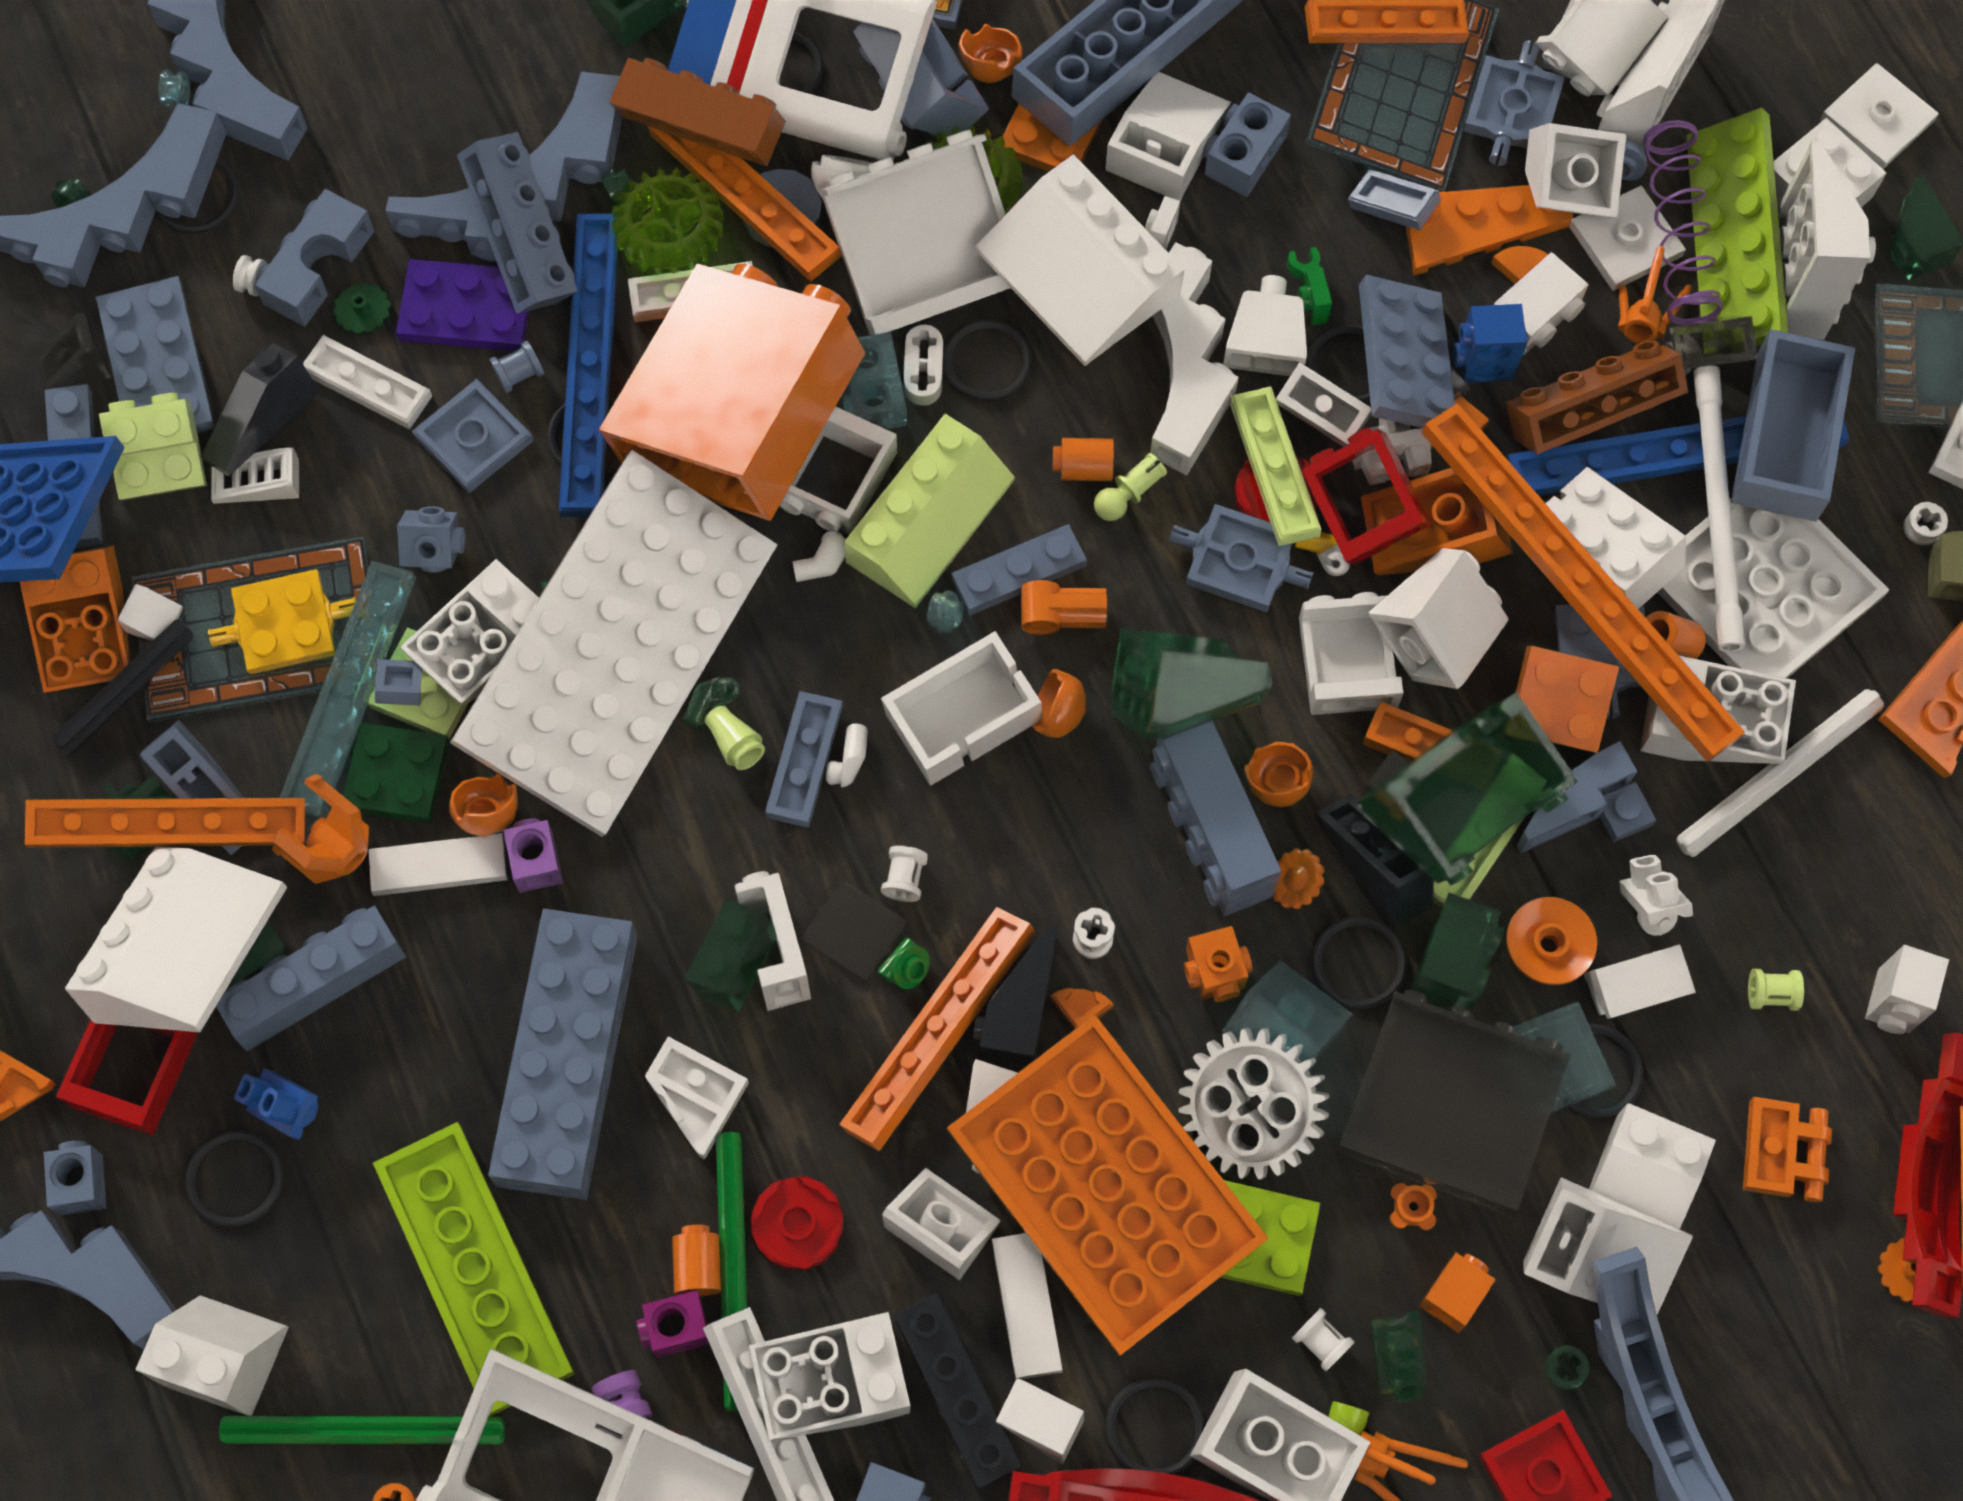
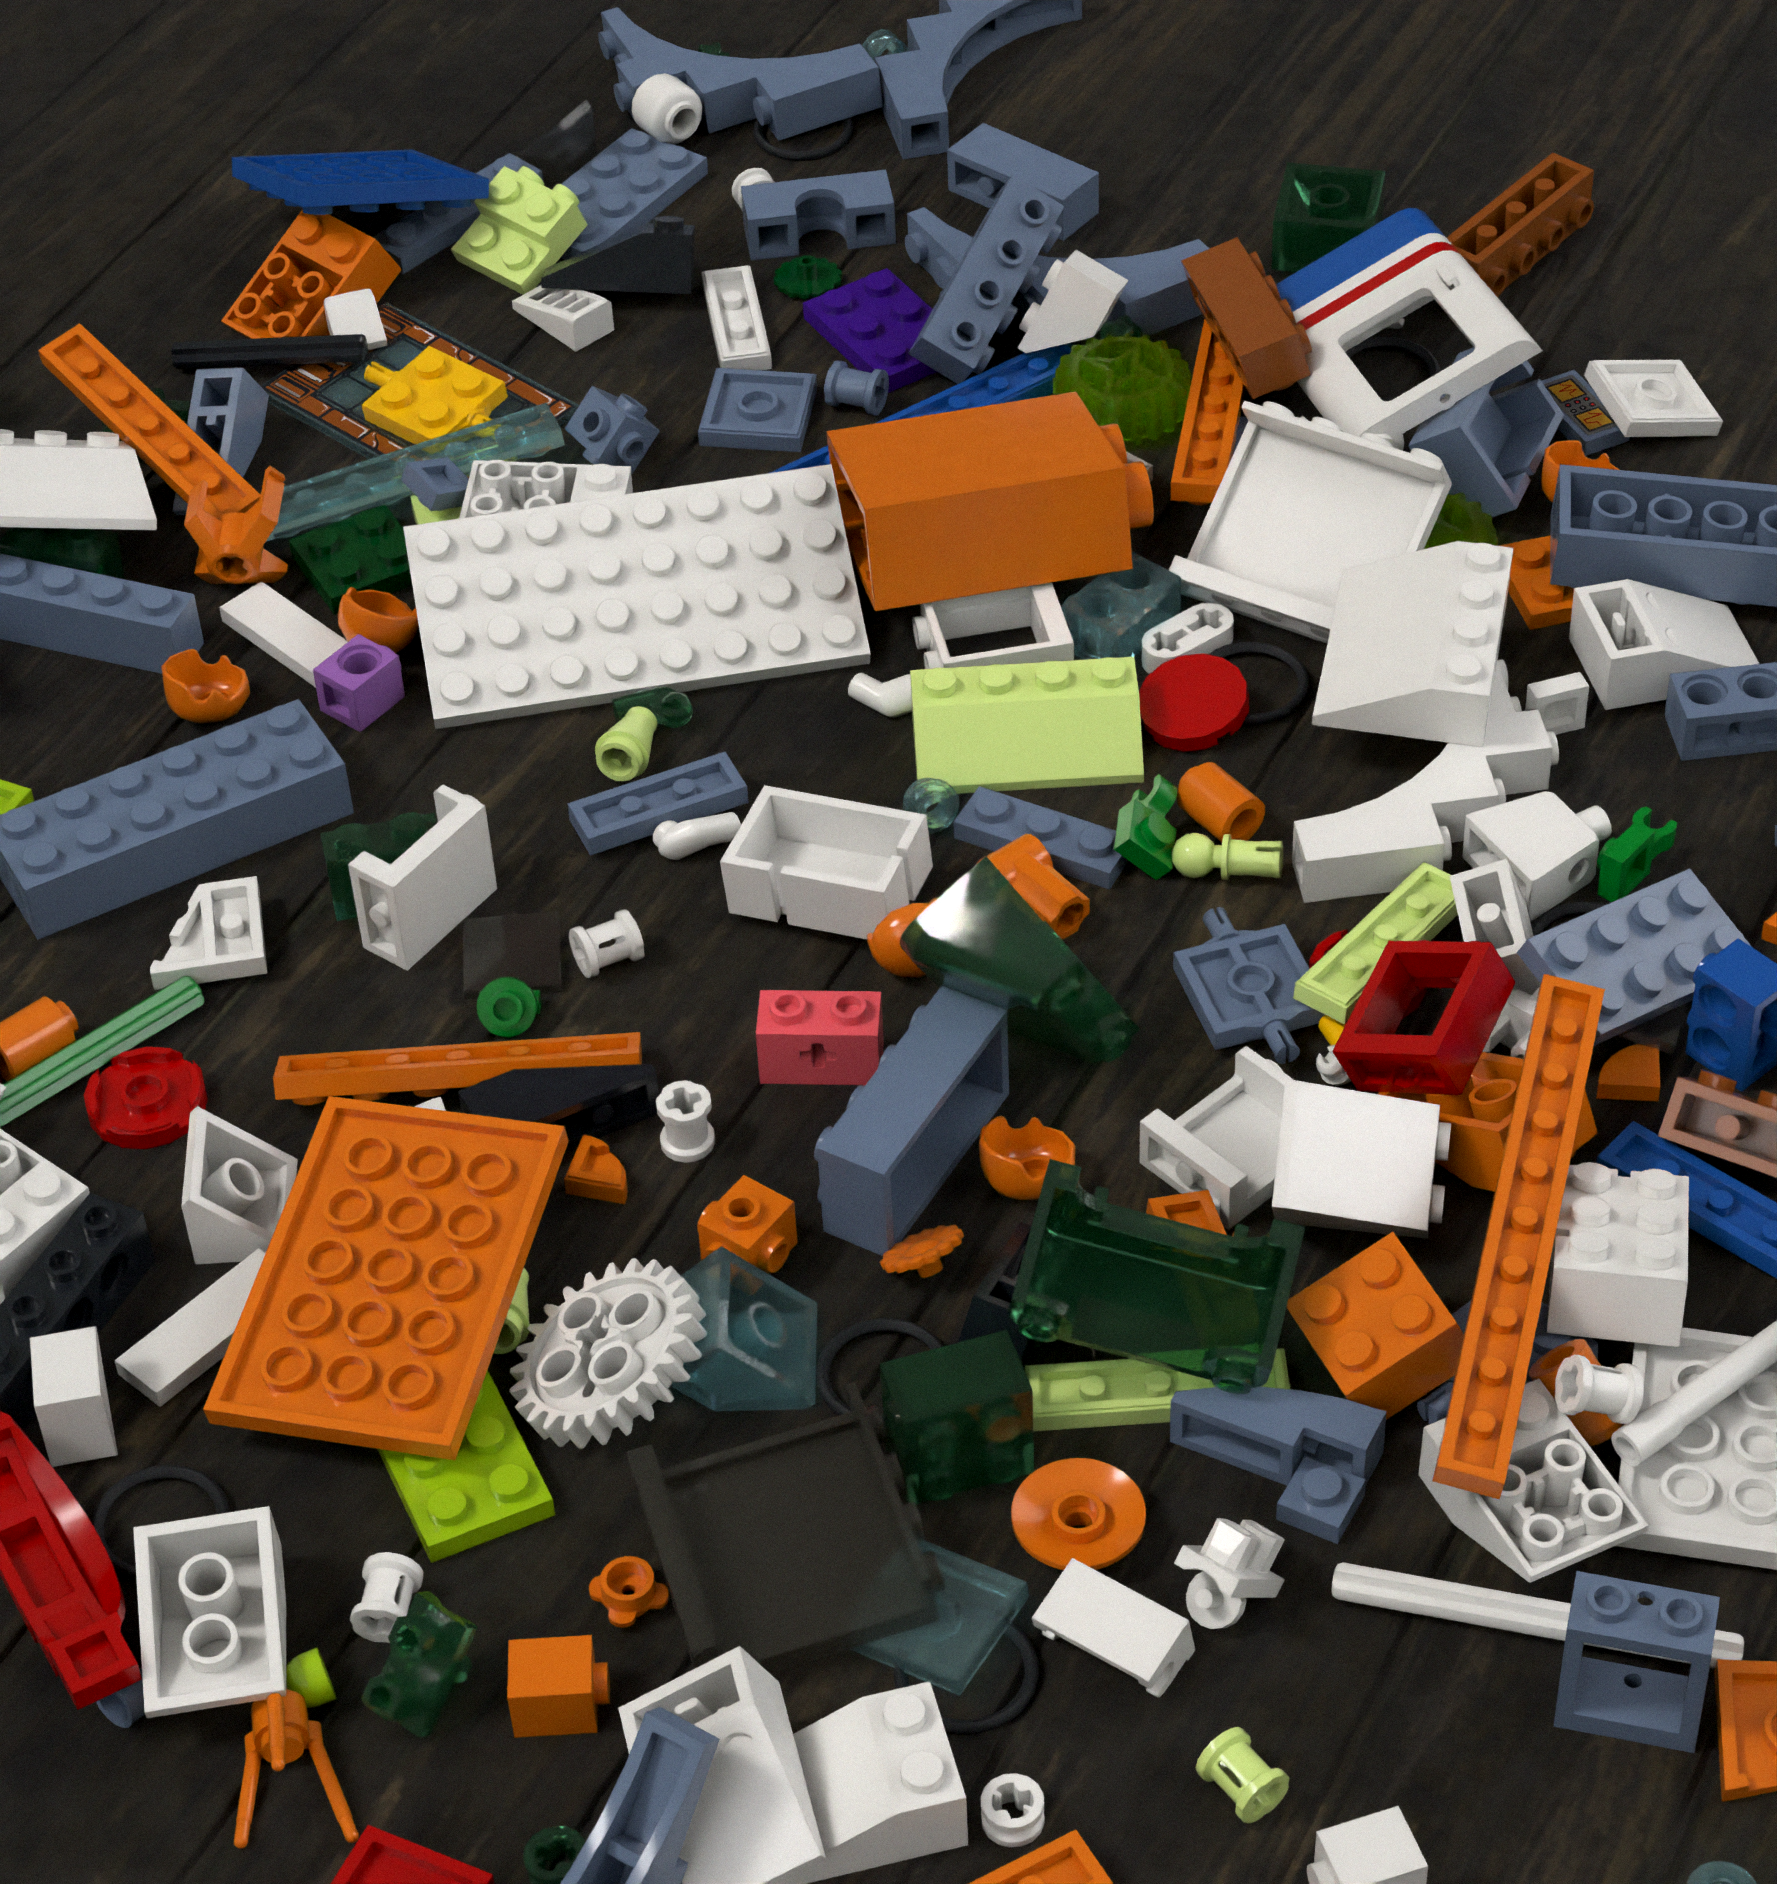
camera: 55 degrees right, 25 degrees down
(111, 264) = (667, 108): none -> white head
(401, 115) = (989, 157): none -> sand blue brick
(453, 951) = (204, 690): none -> orange hair
(587, 194) = (1075, 305): none -> white slope
(987, 402) = (1193, 701): none -> red tile
(1074, 516) = (1144, 833): none -> green plate
(1092, 813) = (819, 1037): none -> coral brick
(1709, 634) = (1599, 1389): none -> white bush
(1720, 1109) = (1027, 1798): none -> white bush
(1875, 757) = (1629, 1699): none -> sand blue window

